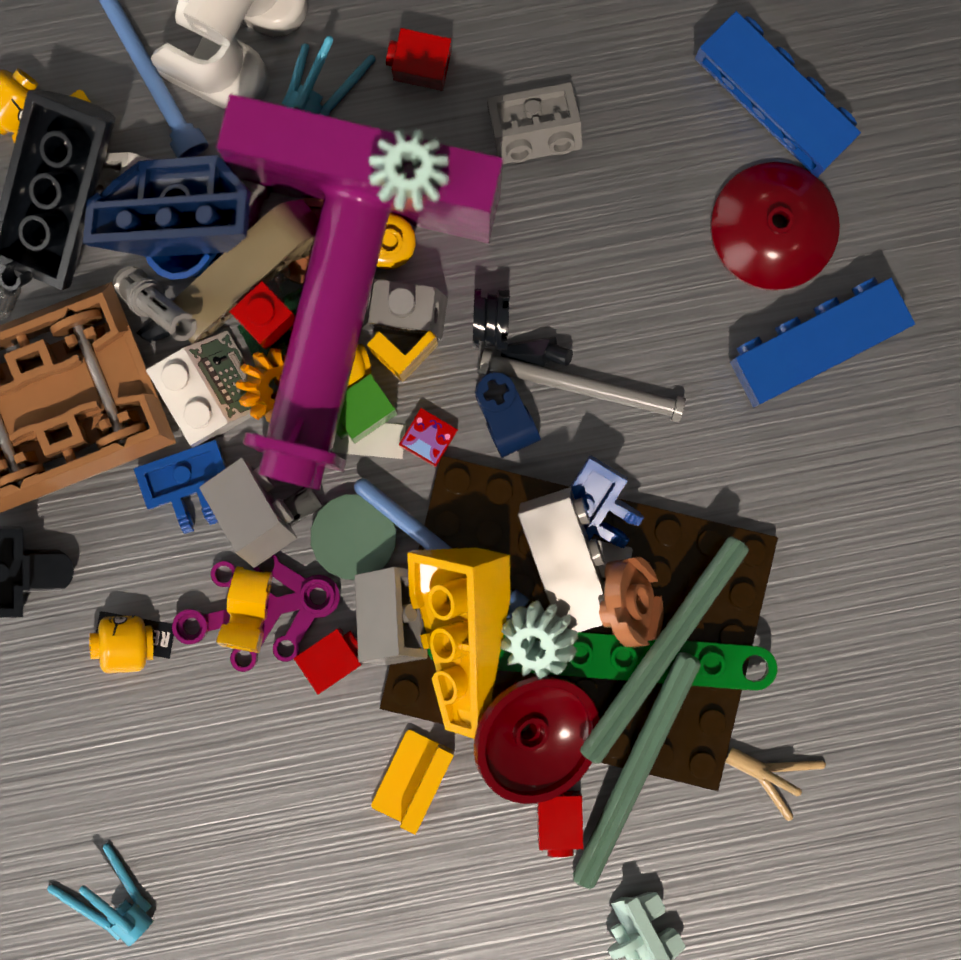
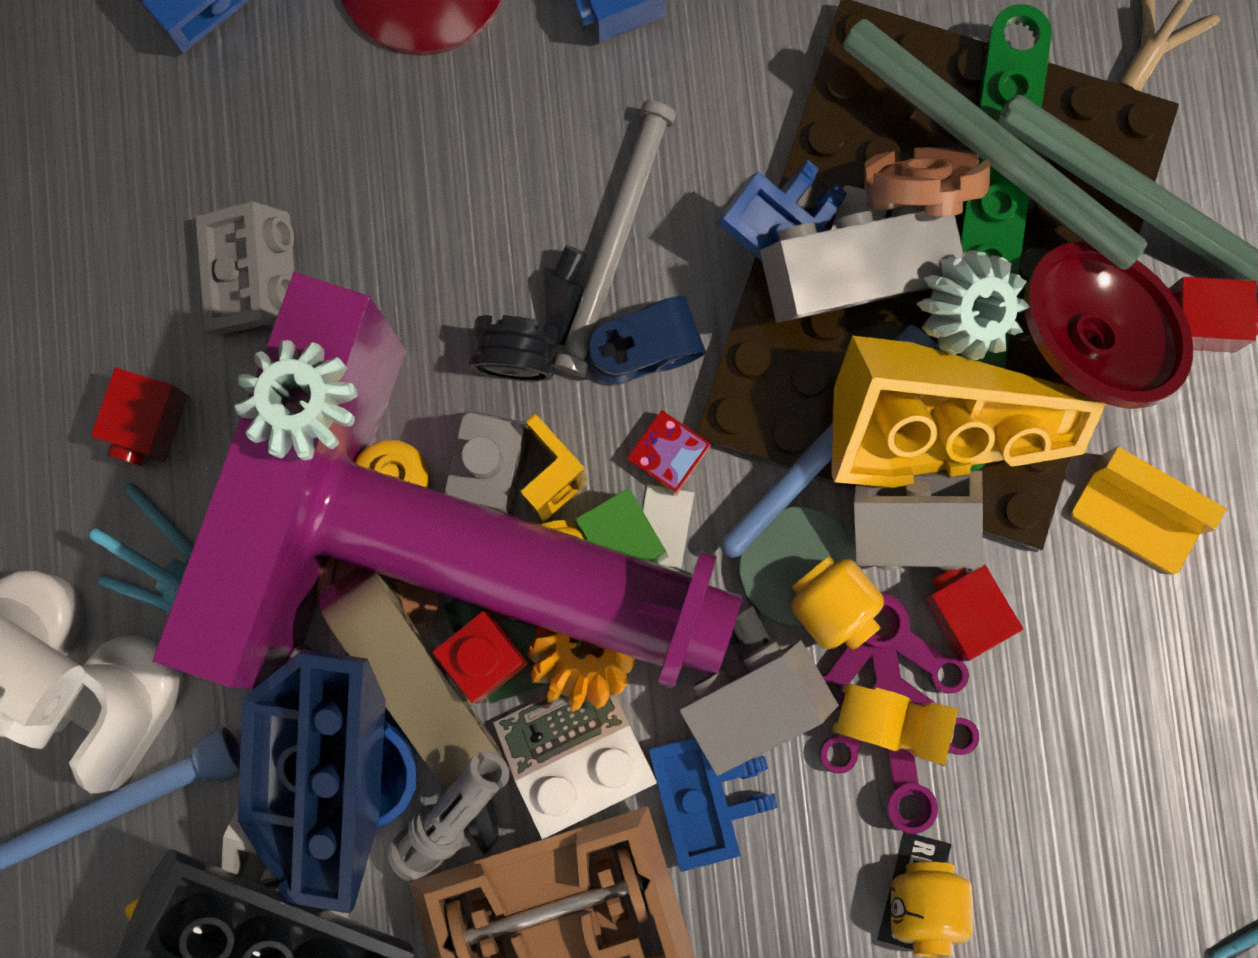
camera: 80 degrees left, 5 degrees down
(324, 562) = (837, 604): none -> yellow head

